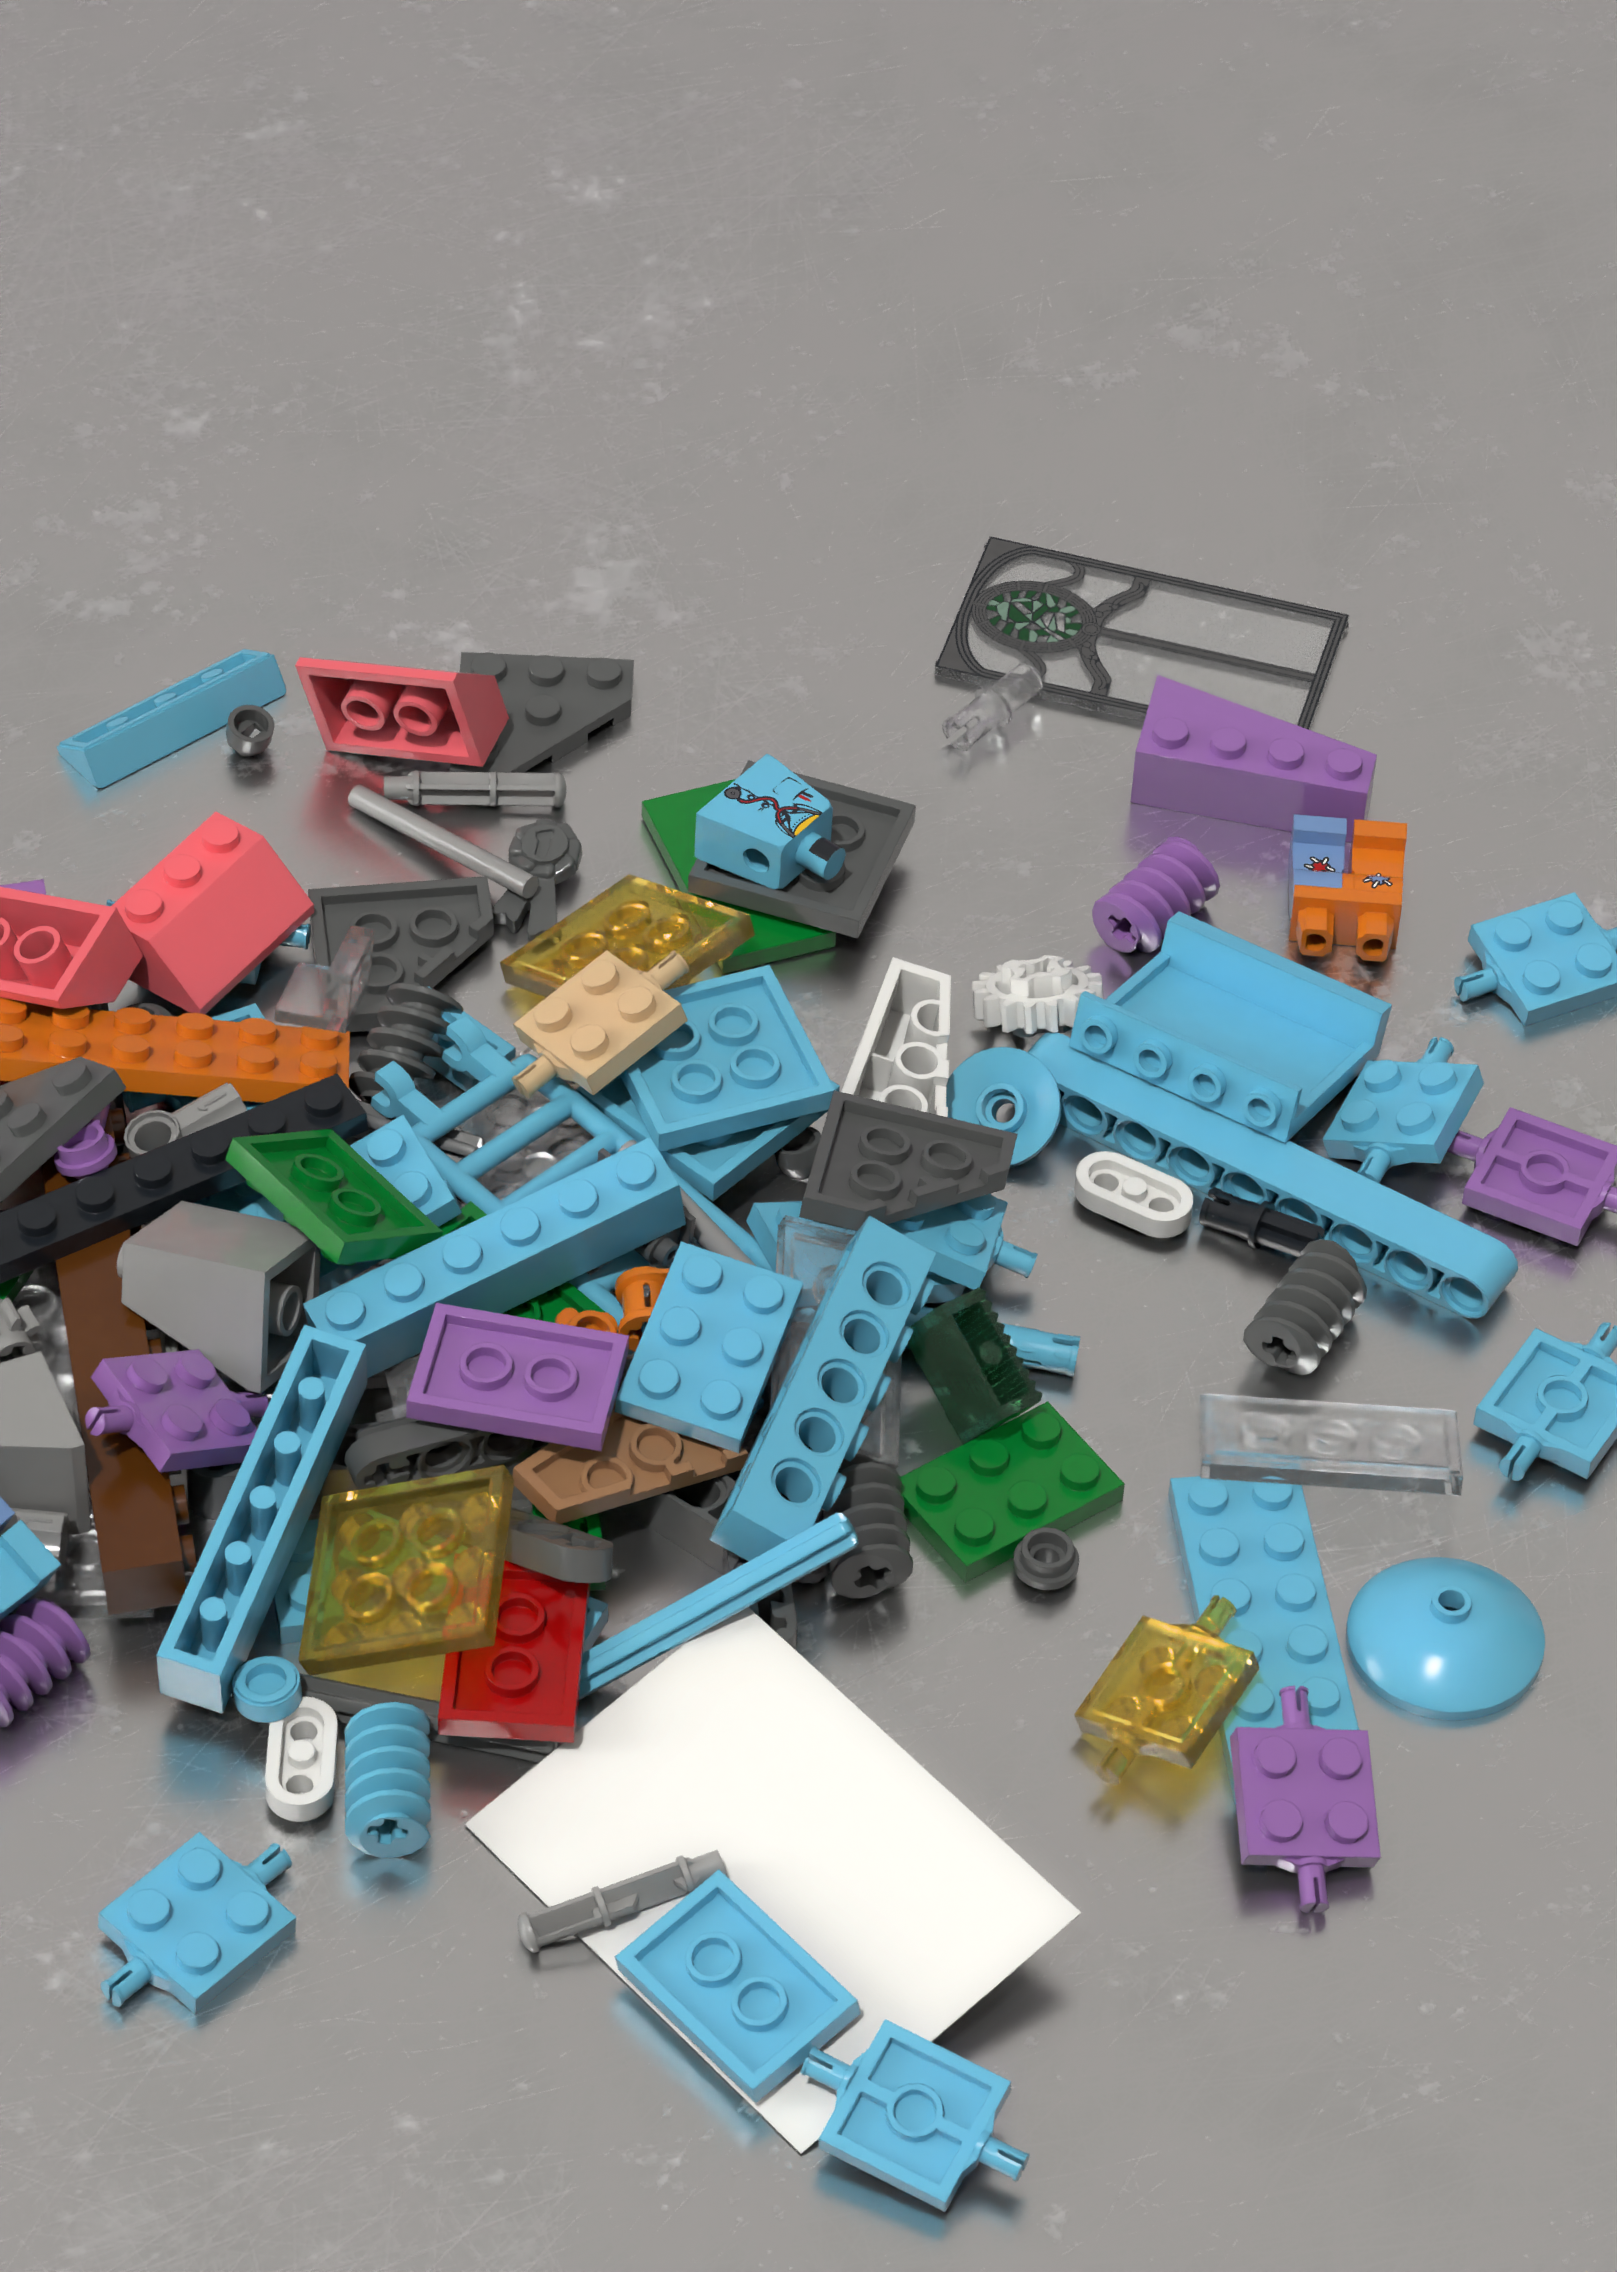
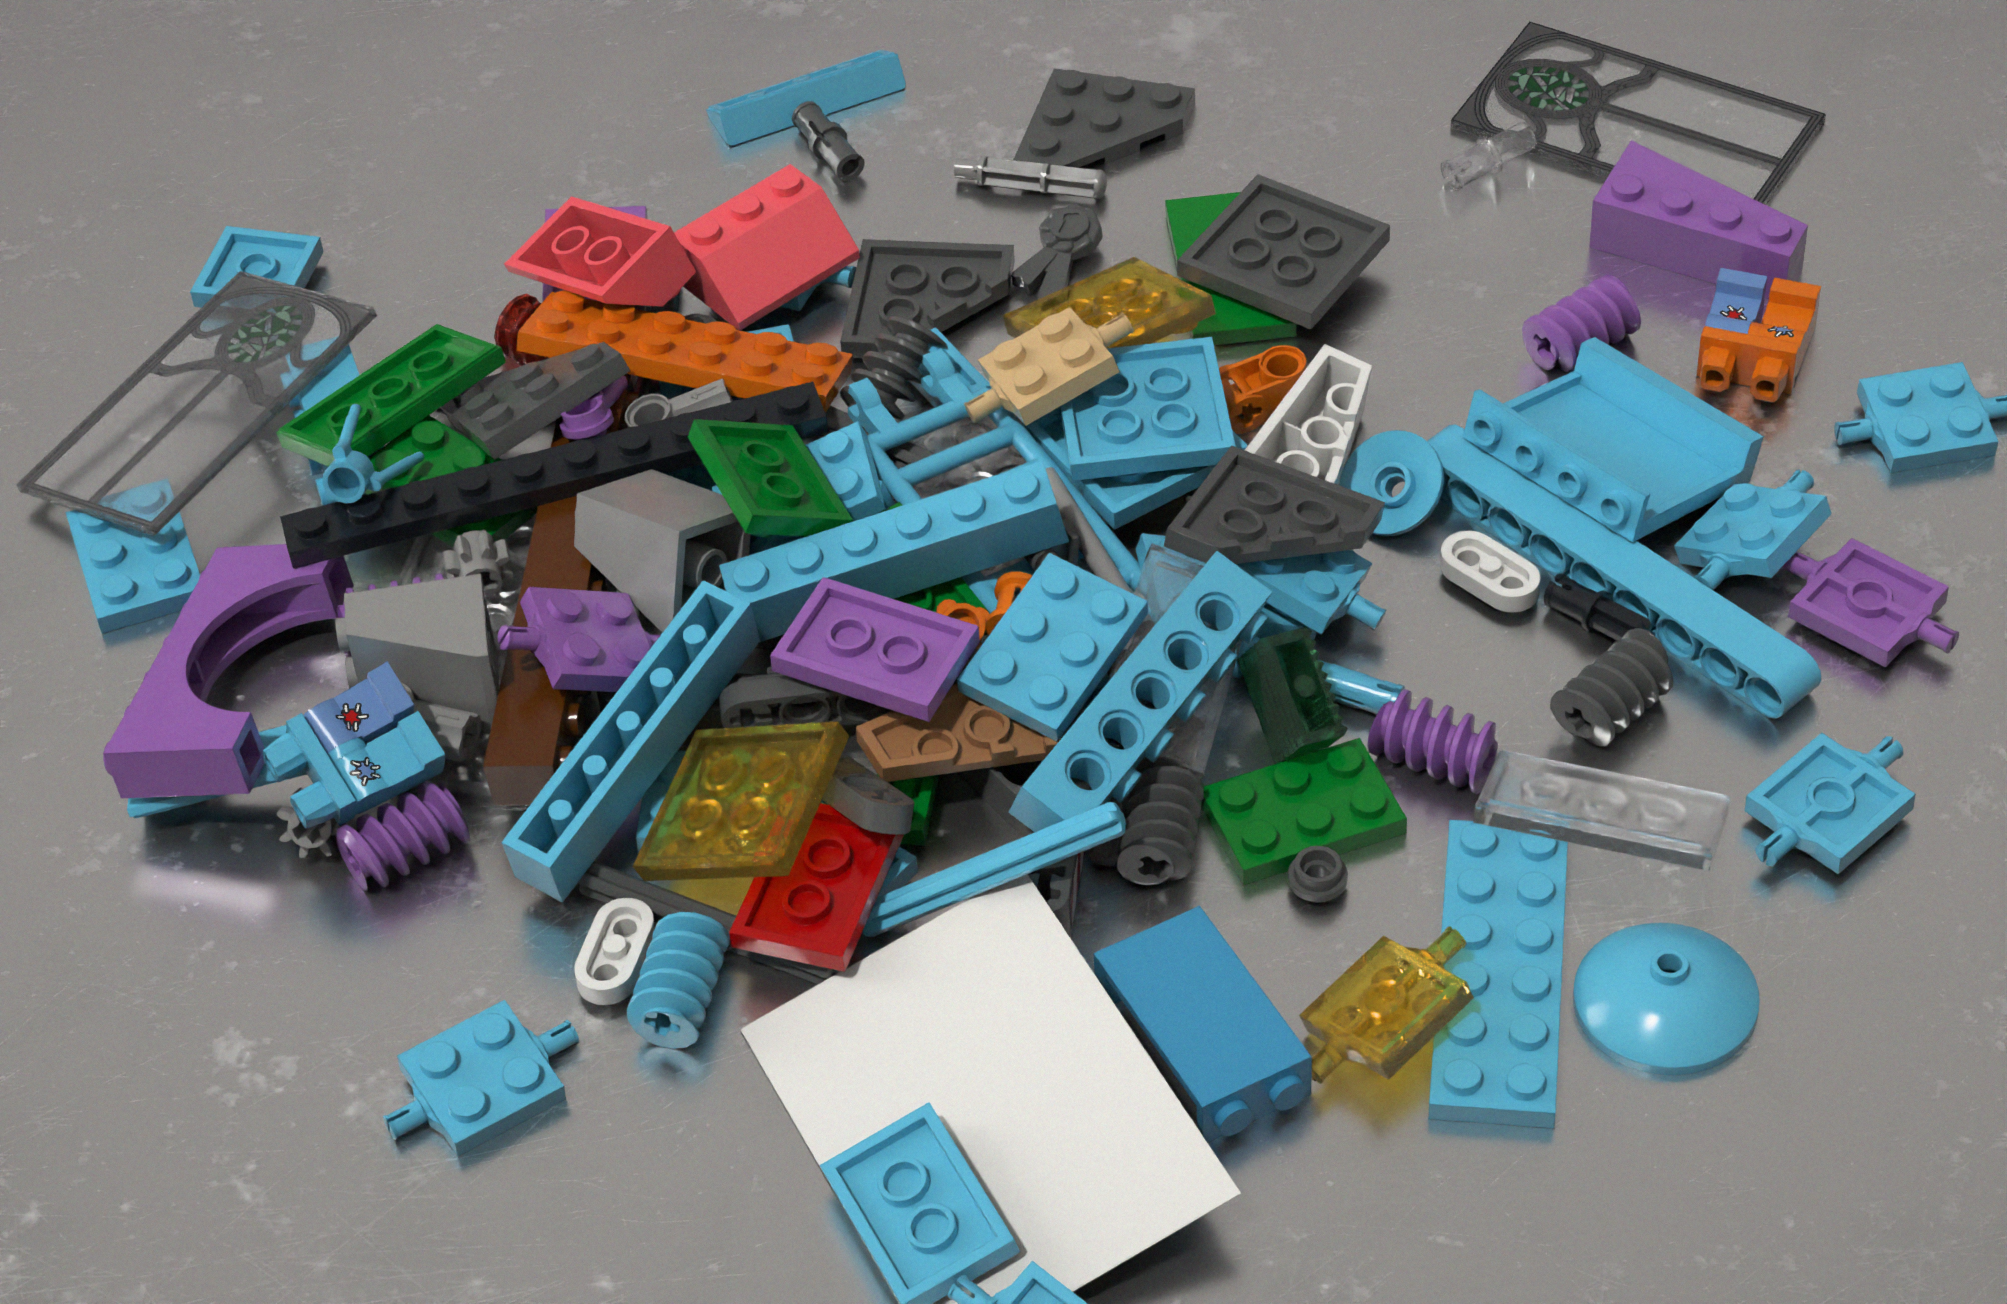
camera: 20 degrees right, 0 degrees up
(241, 725) = (855, 108): dark grey hinge -> none
(242, 789) = (840, 154): none -> dark grey pin
(267, 1689) = (600, 886): medium azure tile -> none
(329, 995) = (848, 315): clear panel -> none
(404, 710) = (983, 104): coral slope -> none
(443, 841) = (989, 215): light grey bar -> none
(616, 1900) = (840, 1115): light grey piece -> none
(768, 828) = (1250, 227): medium azure torso -> none
(833, 1006) = (1260, 385): none -> orange piece
(984, 1733) = (1207, 1021): none -> dark azure panel
(1033, 995) = (1445, 391): white gear -> none
(1134, 1393) = (1434, 741): none -> medium lavender piece
(1304, 1798) = (1485, 1122): medium lavender plate -> none

